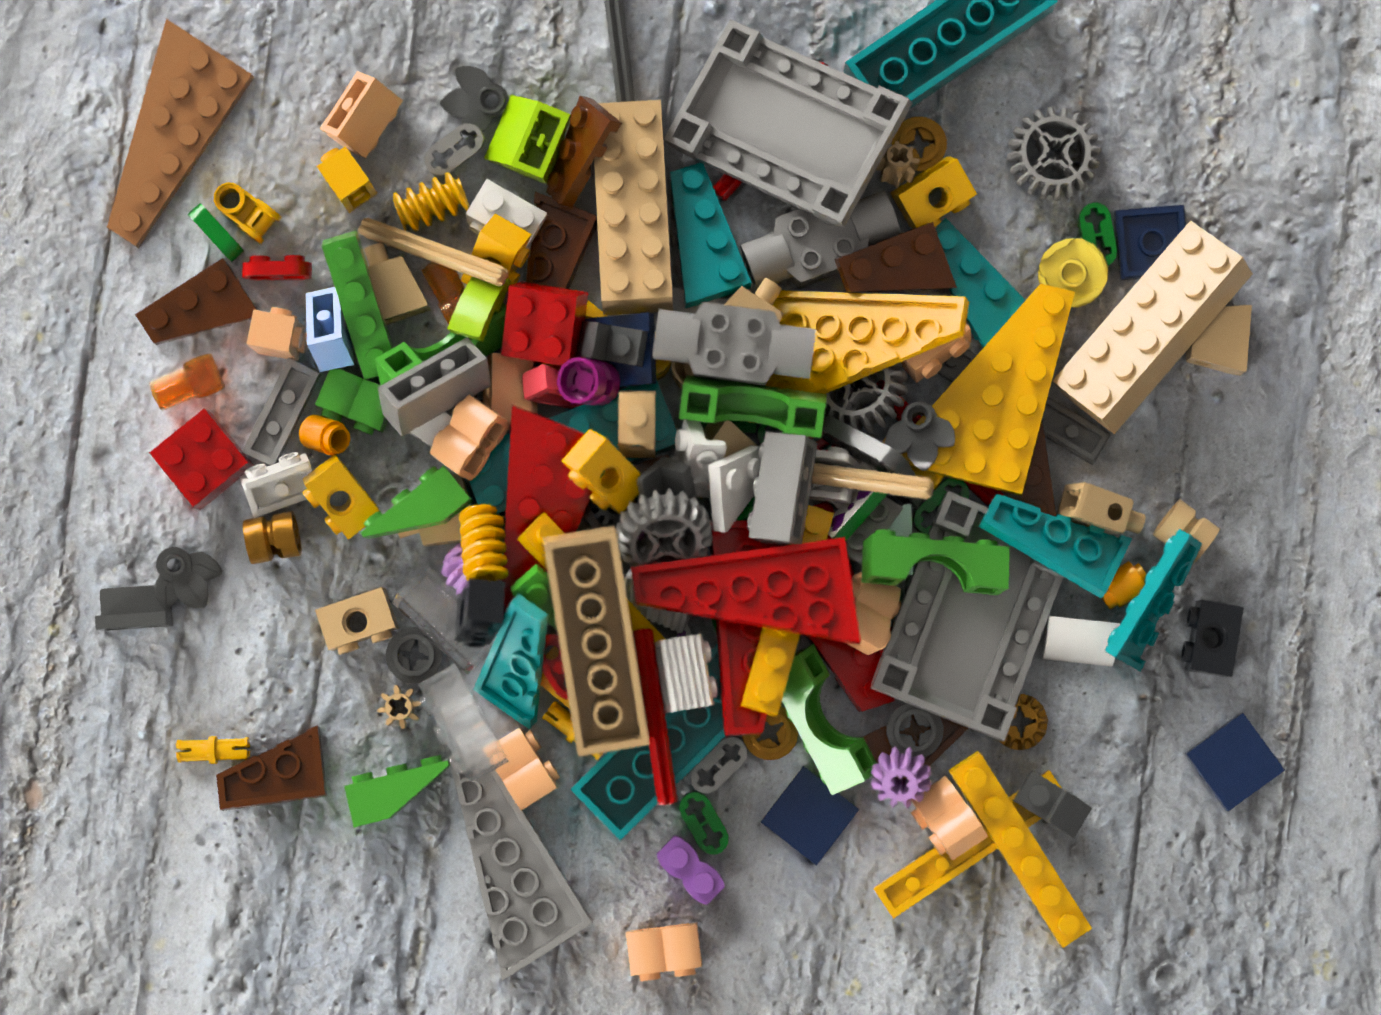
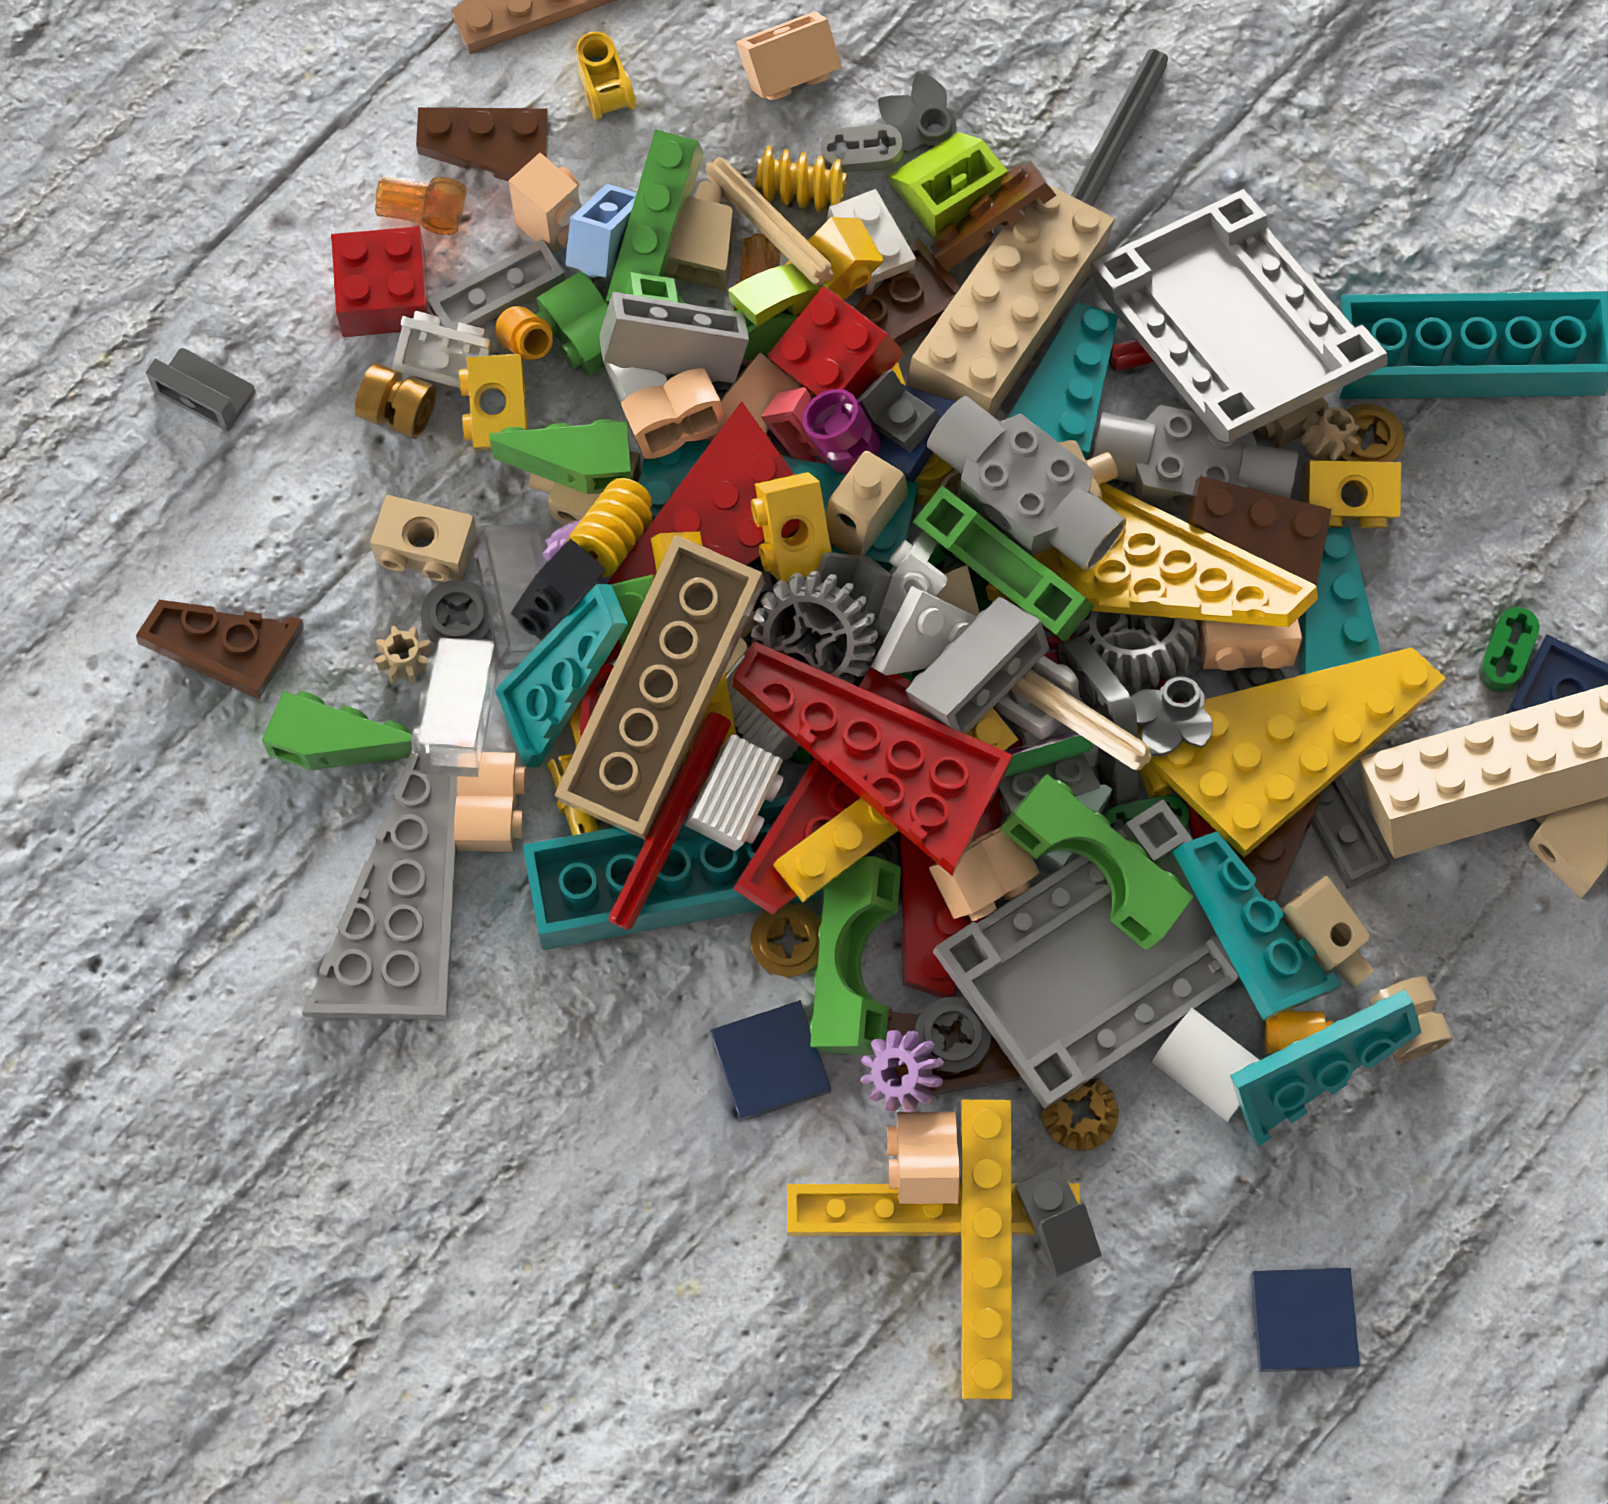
camera: 30 degrees right, 15 degrees down
(188, 582) = (276, 393): dark grey plate -> none
(213, 749) = (174, 575): yellow pin -> none
(216, 232) = (558, 80): green beam -> none
(292, 268) = (585, 146): red plate -> none
(346, 178) = (729, 102): yellow brick -> none
(663, 950) = (504, 1097): light nougat brick -> none
(696, 827) = (635, 991): green beam -> none
(698, 877) = (596, 1034): medium lavender brick -> none
(725, 771) = (703, 929): light grey beam -> none
(1064, 164) = (1530, 515): light grey gear -> none
(1076, 267) = (1467, 661): light yellow tile -> none
(1223, 619) = (1387, 1138): black brick -> none

